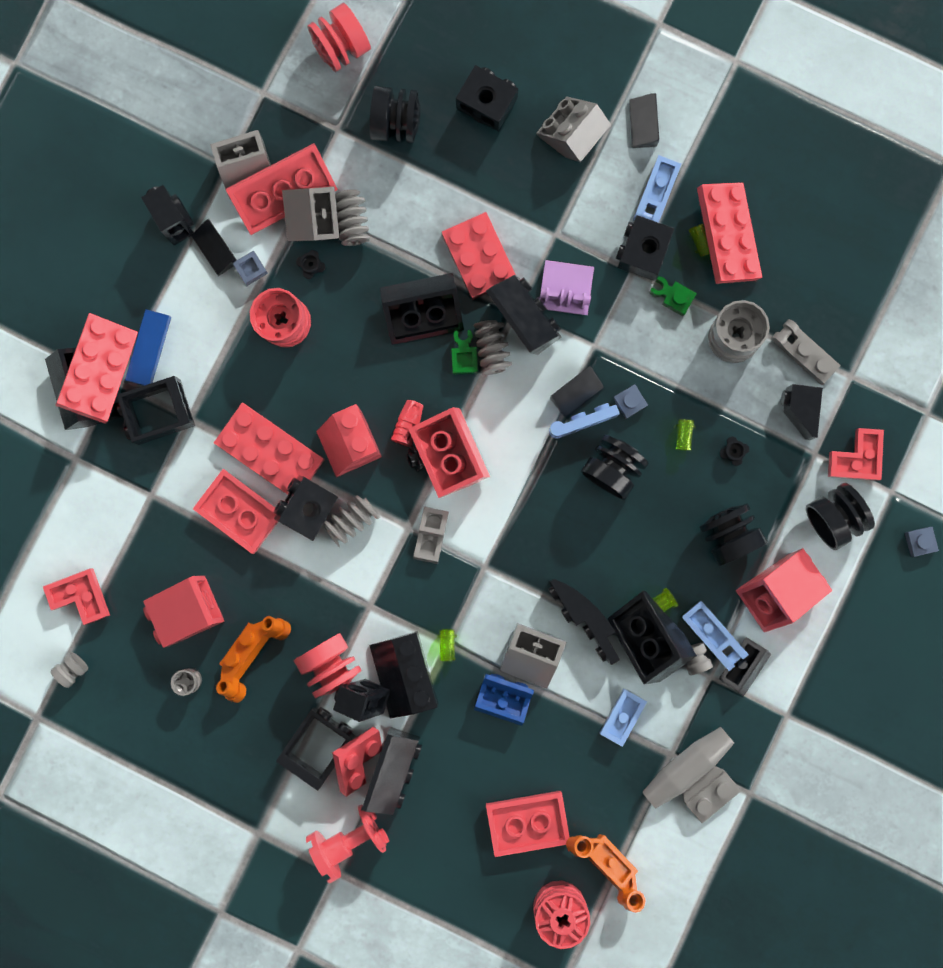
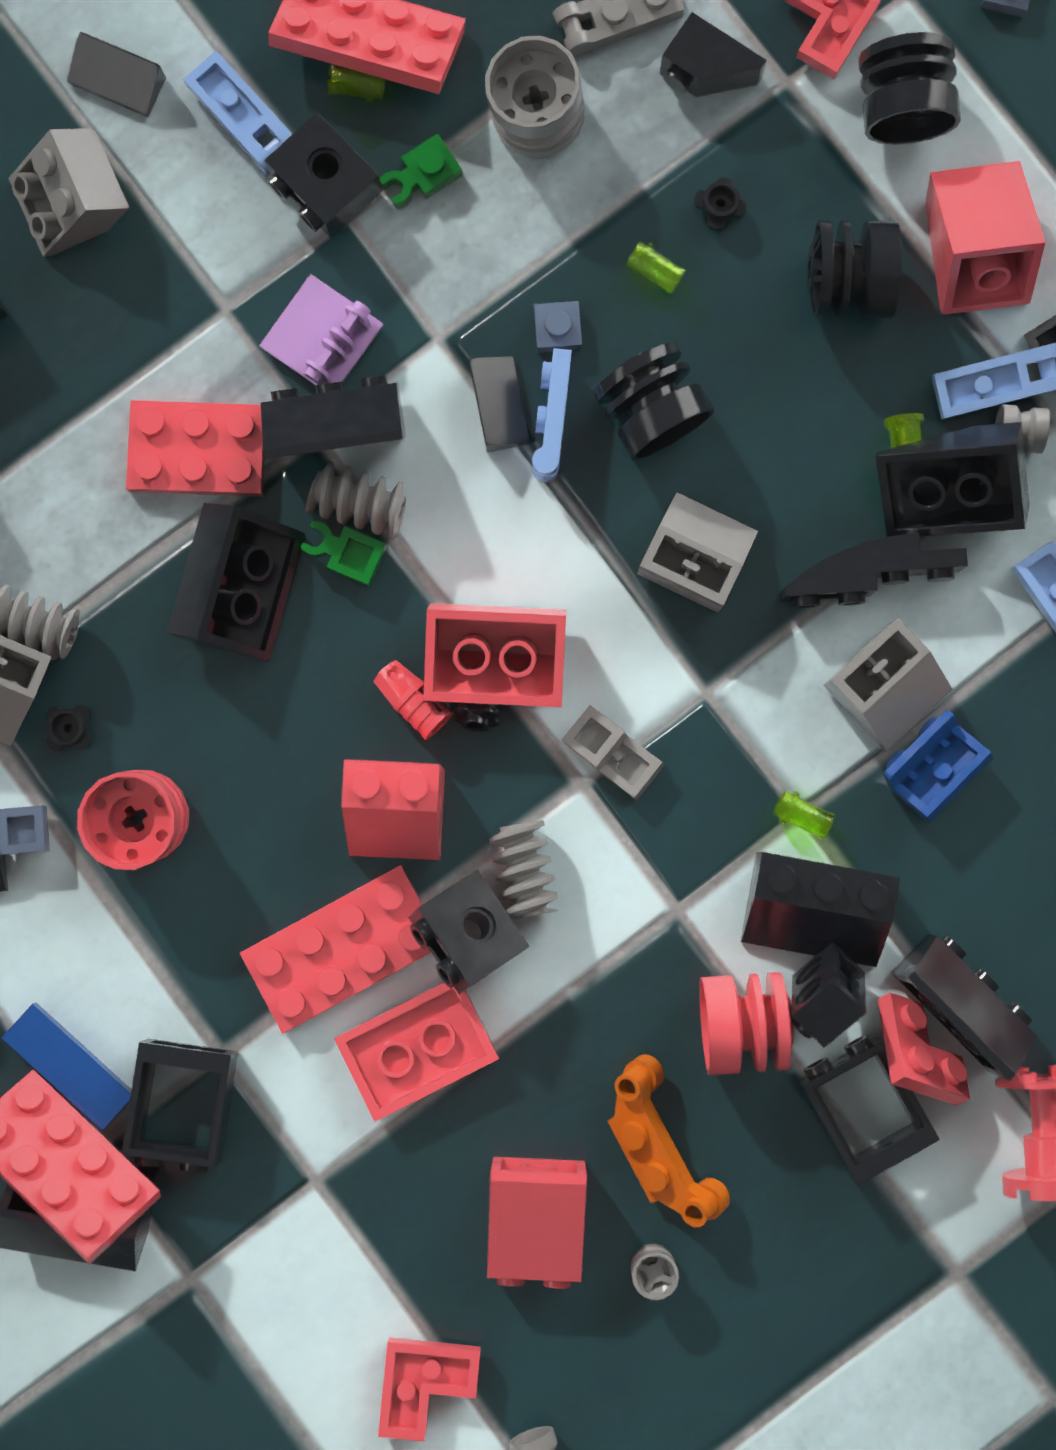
camera: 60 degrees left, 0 degrees up
(551, 526) = (697, 552): none -> light grey slope

